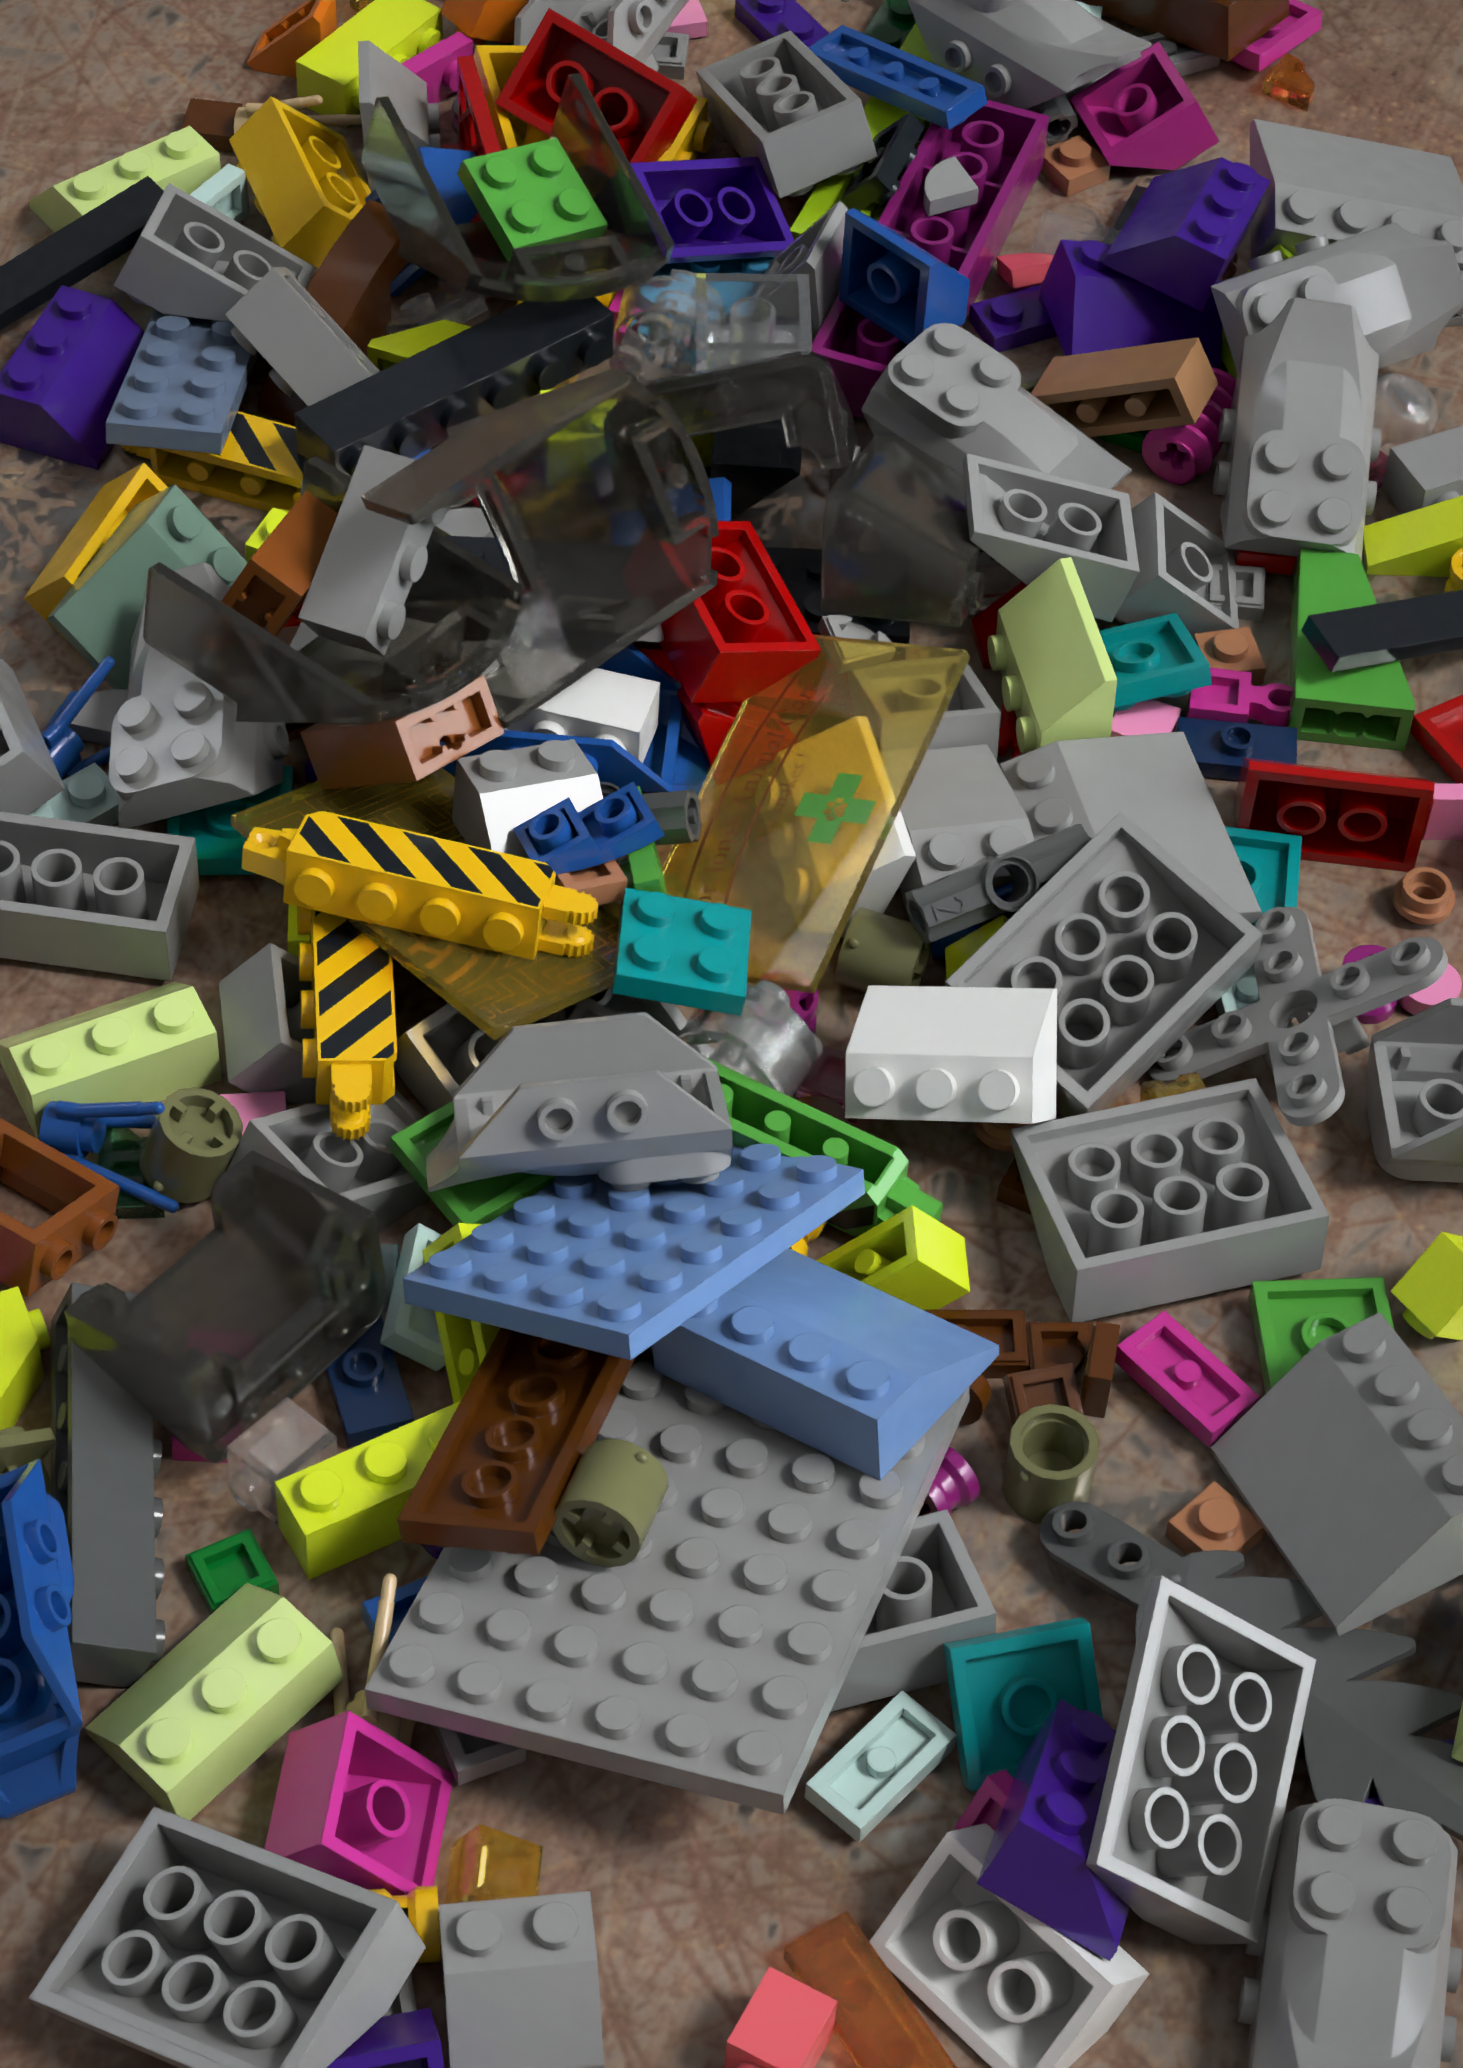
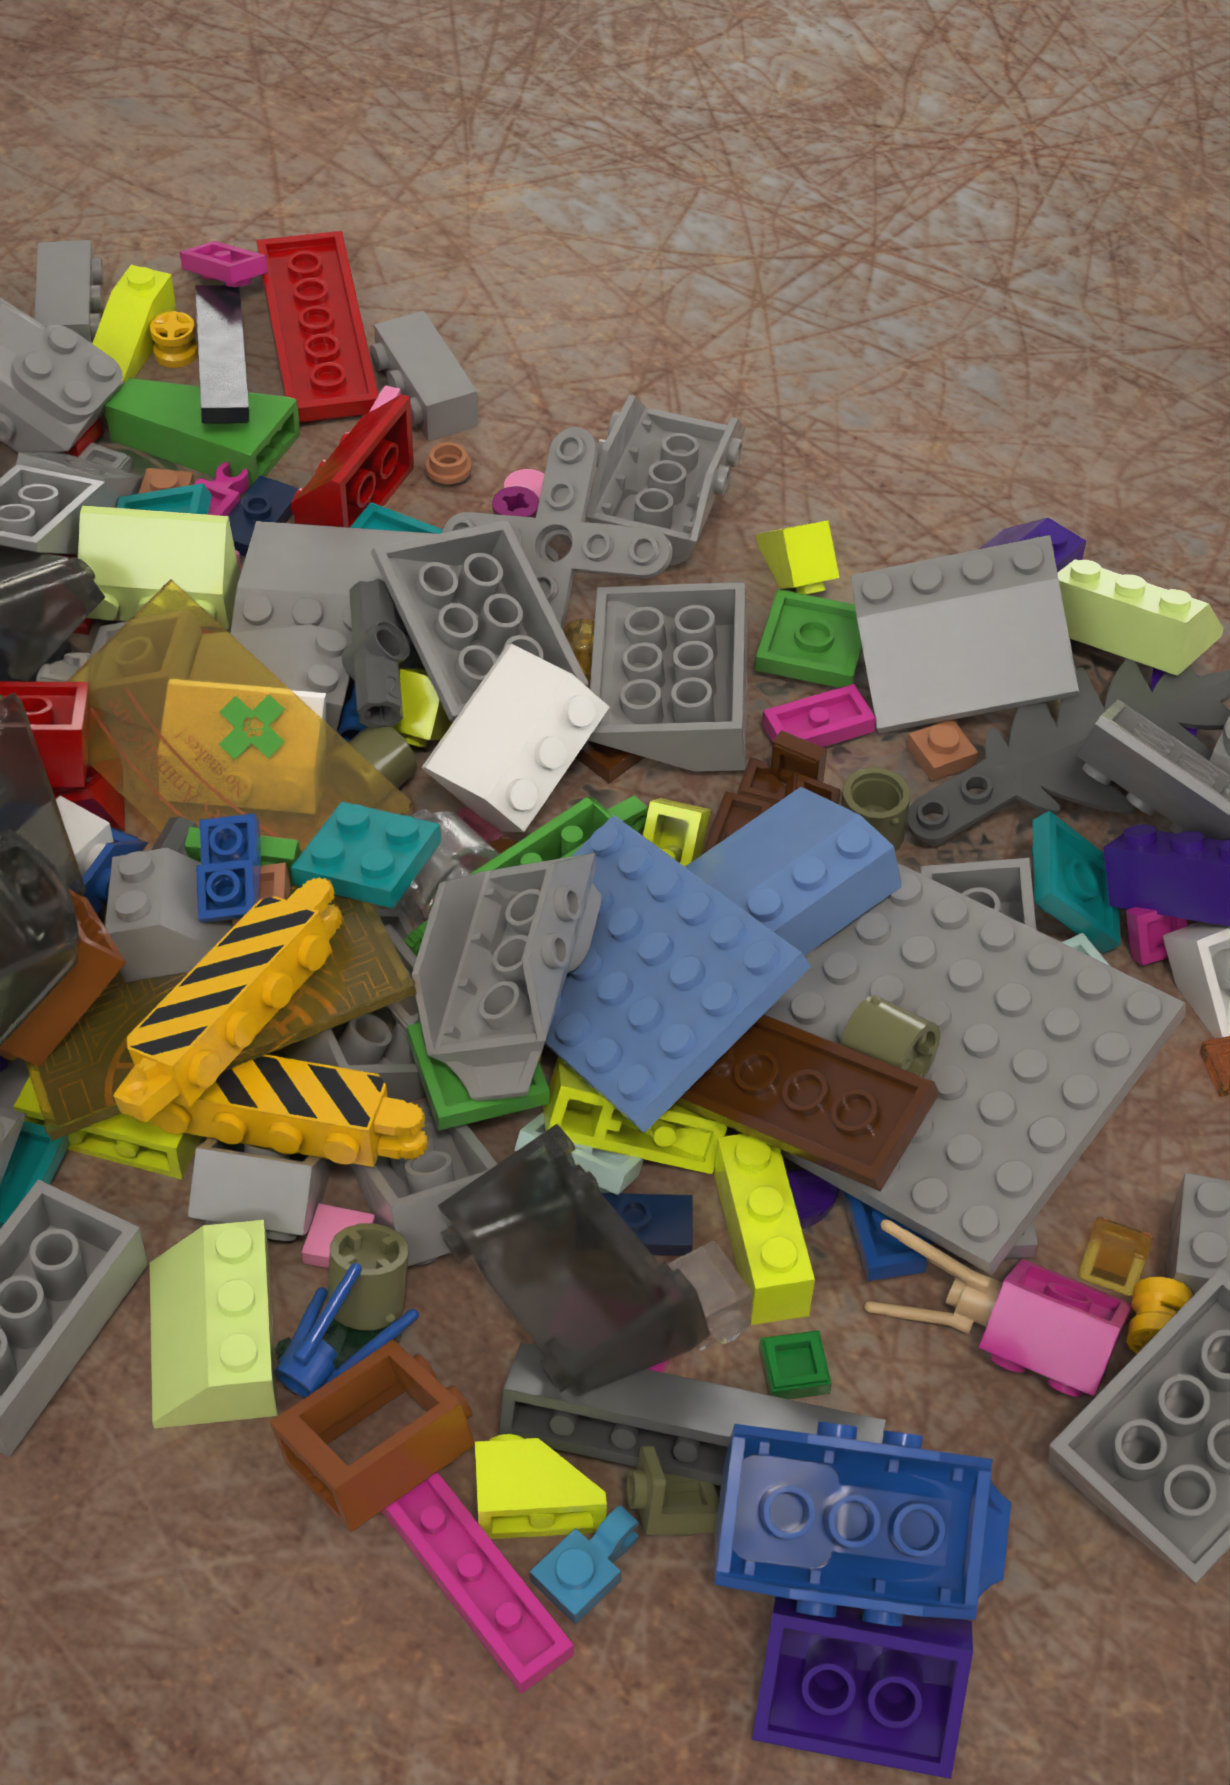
camera: 70 degrees left, 0 degrees up
(218, 1700) = (928, 1377): yellowish green slope -> none

